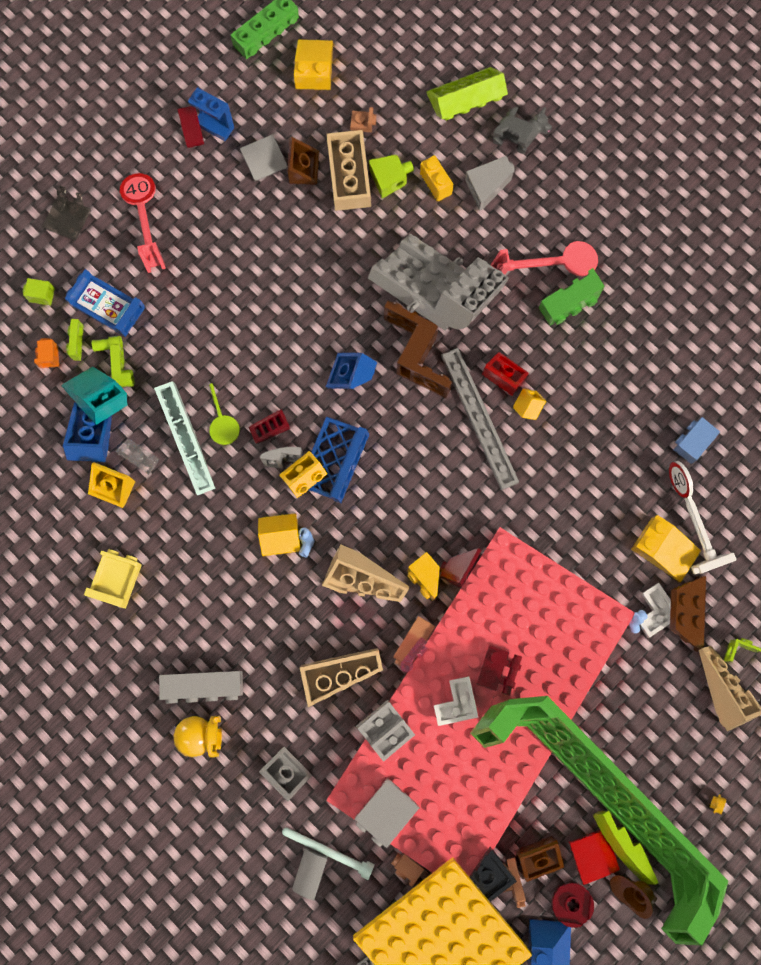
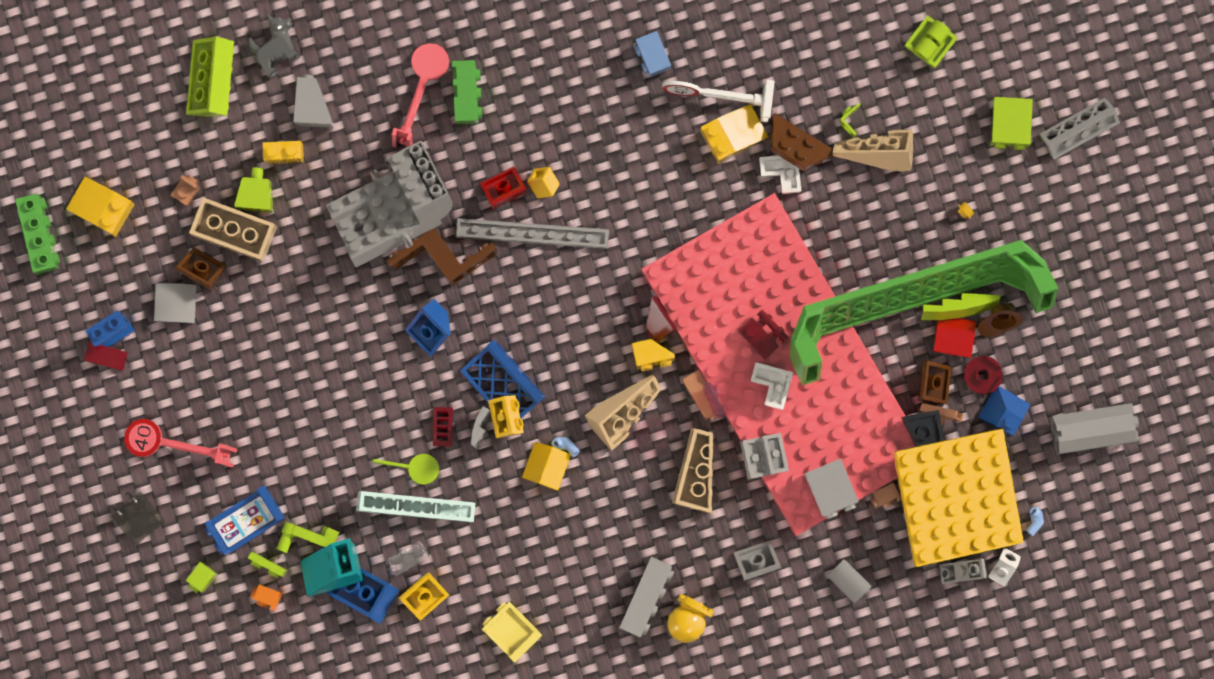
camera: 60 degrees left, 5 degrees up
(363, 868) = (868, 533): light aqua piece -> none
(637, 619) = (781, 194): light blue arm -> none

